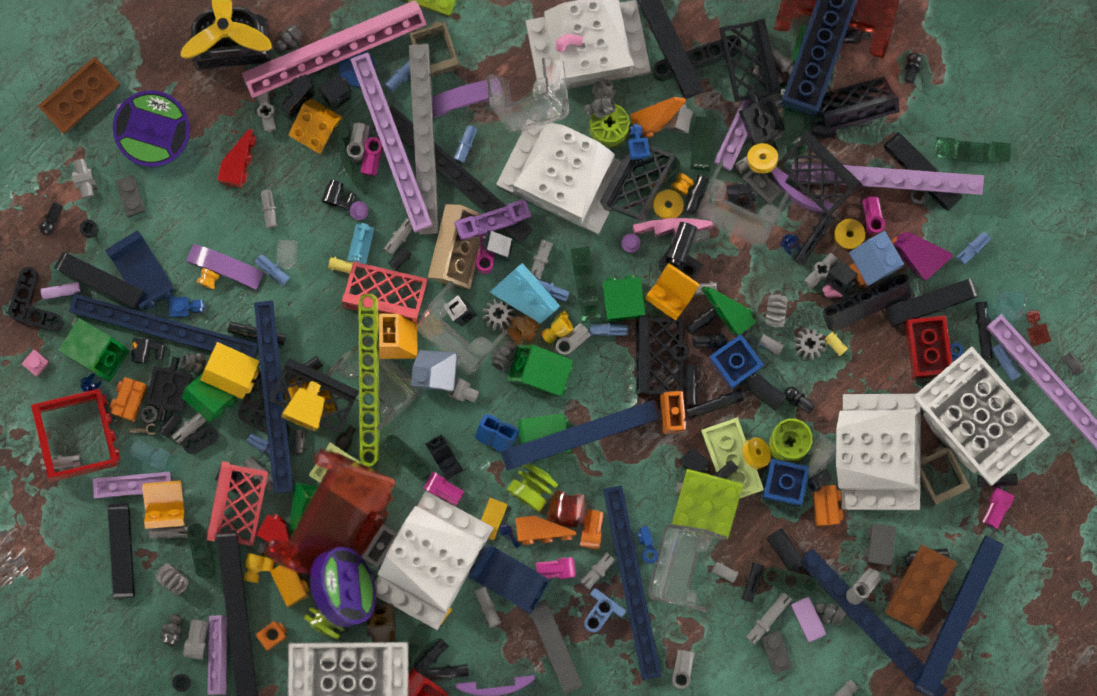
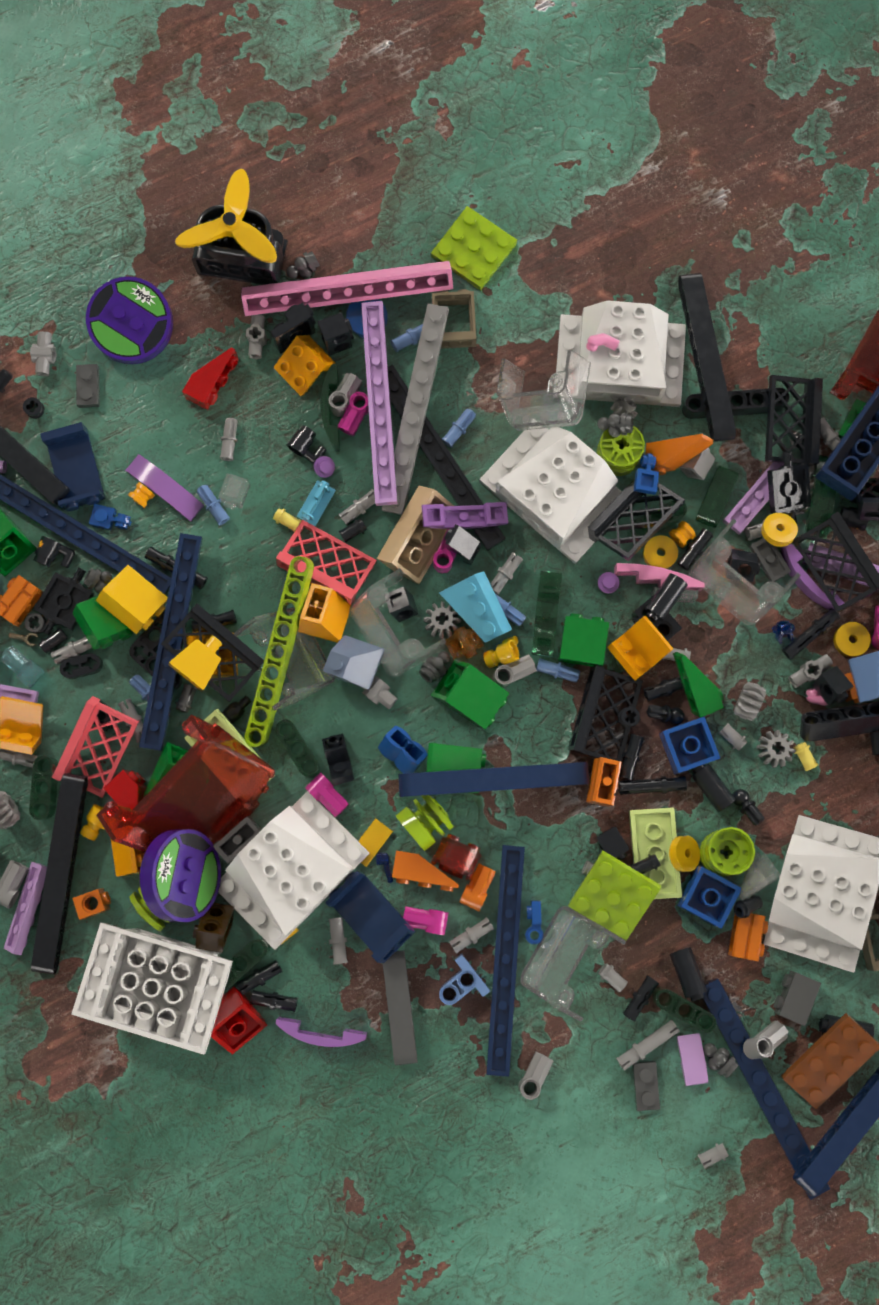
camera: 20 degrees right, 0 degrees up
(79, 95) = (66, 266): dark orange plate -> none
(459, 98) = (466, 376): medium lavender slope -> none

